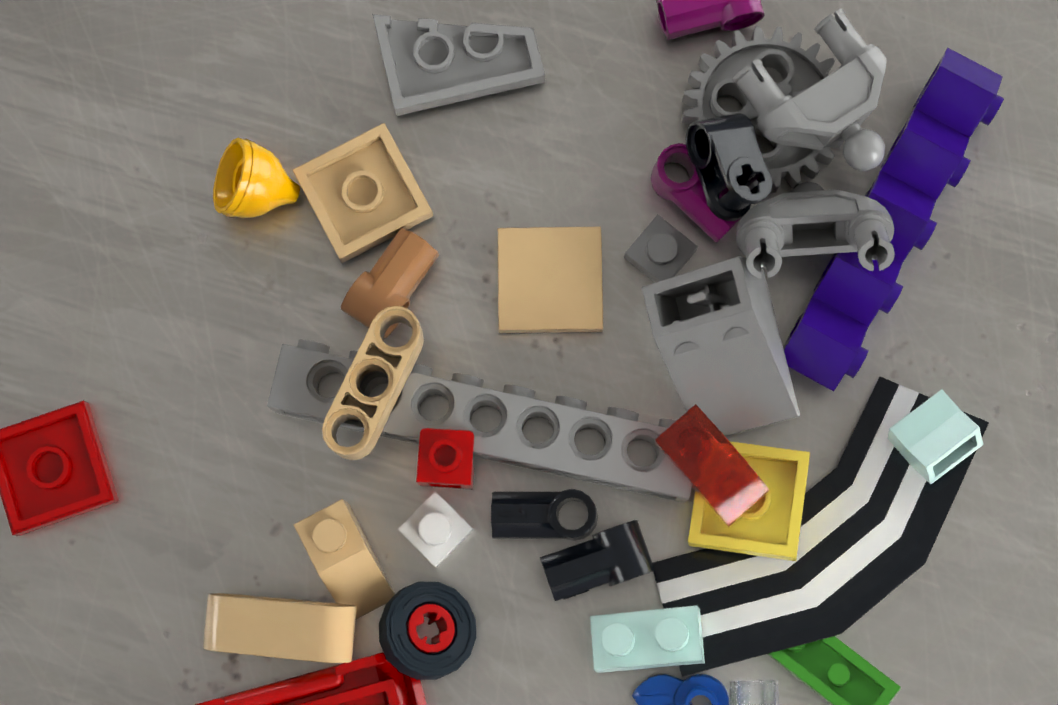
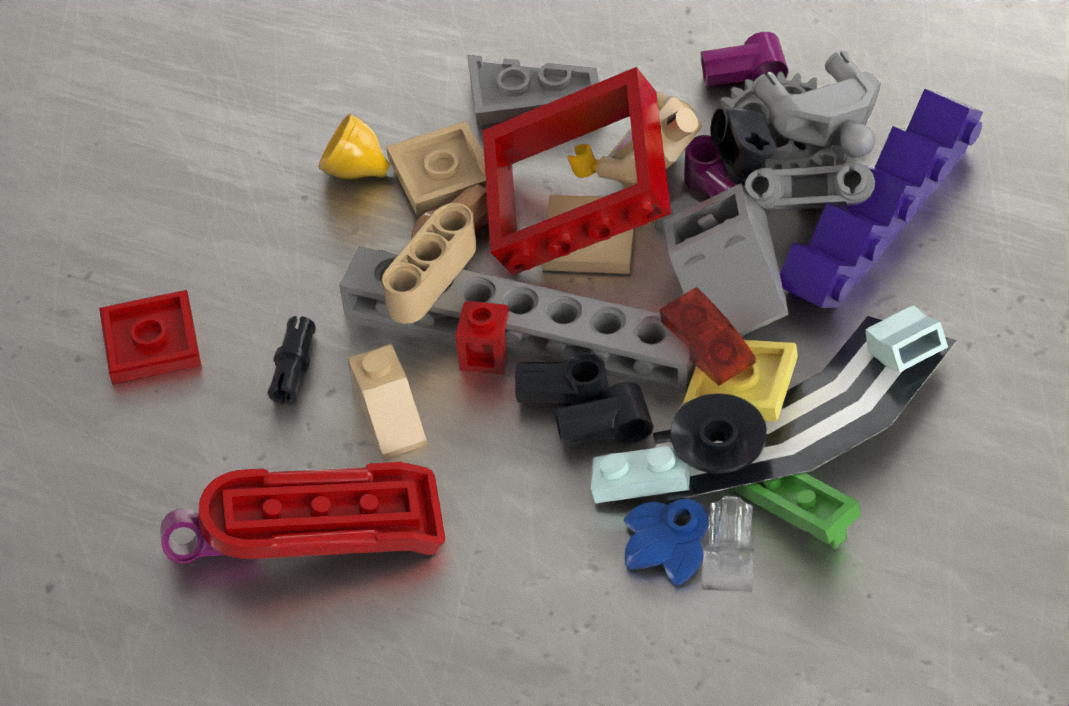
camera: 10 degrees right, 30 degrees down
(224, 496) = (291, 360): none -> black pin
(279, 627) = (323, 437): tan beam -> none
(430, 174) = (557, 123): none -> red window
(435, 529) = (467, 395): white plate -> none
(447, 649) = (430, 457): black bush -> none
(615, 152) = (678, 129): none -> tan torso
(763, 592) = (718, 419): none -> black dish

